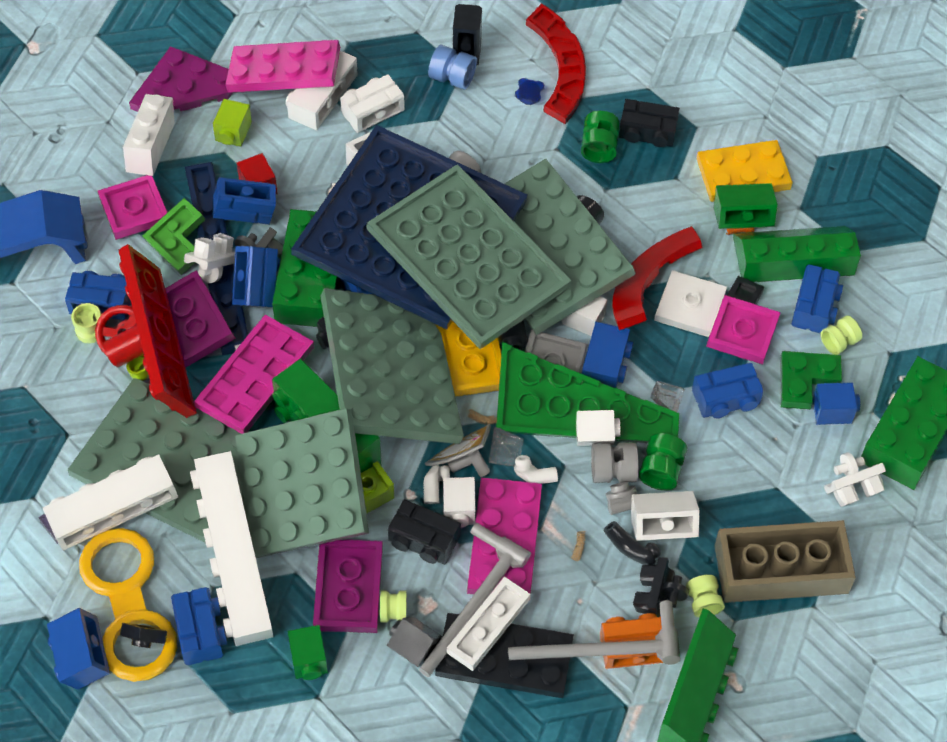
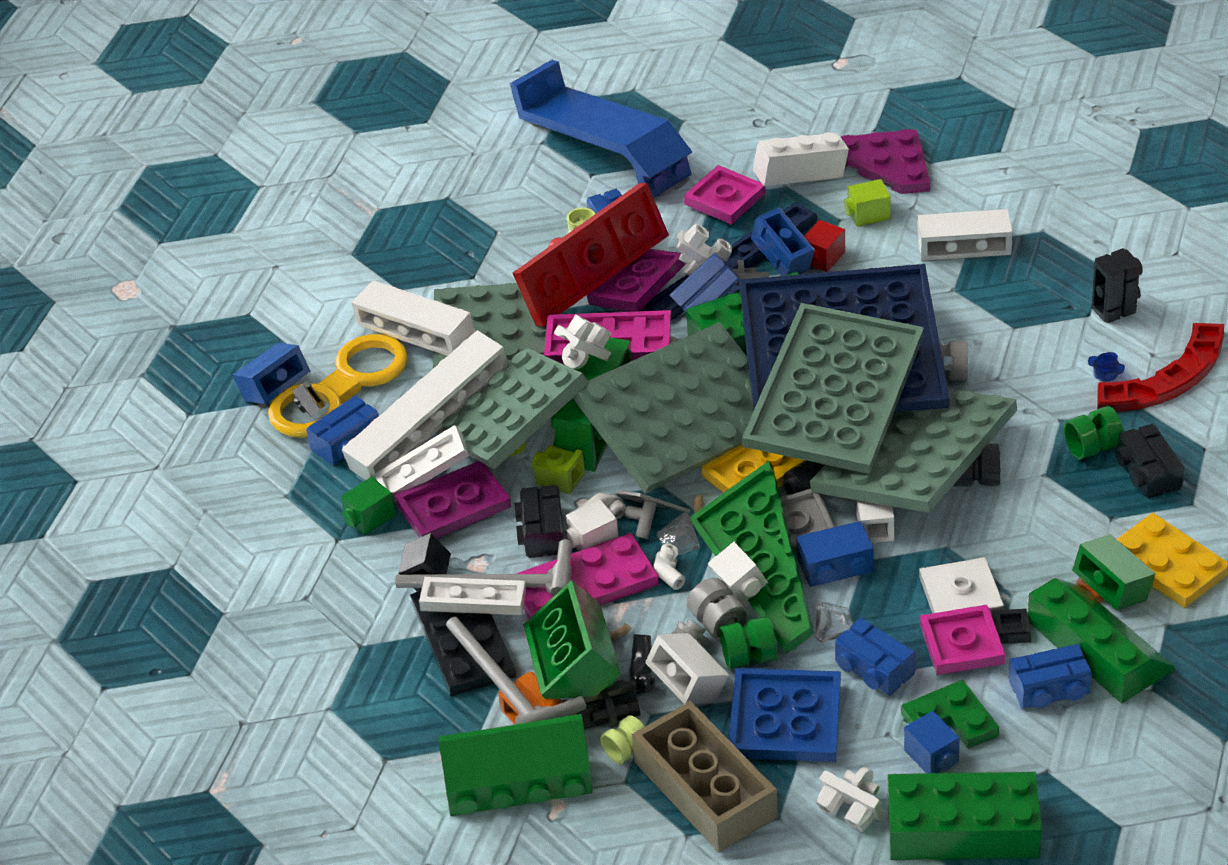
camera: 65 degrees right, 15 degrees down
(170, 234) = (725, 224): bright green plate -> none
(283, 66) = (954, 194): dark pink plate -> none
(298, 391) = (584, 340): none -> white hips
(300, 584) = (424, 462): none -> white plate
(372, 103) = (978, 272): white brick -> none
(393, 605) = (453, 535): yellowish green wheel -> none
(449, 66) = (1073, 299): medium blue wheel -> none
(597, 582) = (571, 646): none -> green slope
(628, 295) = (911, 534): red tile -> none
(744, 477) = (786, 714): none -> blue plate
(842, 334) = (1022, 714): yellowish green wheel -> none

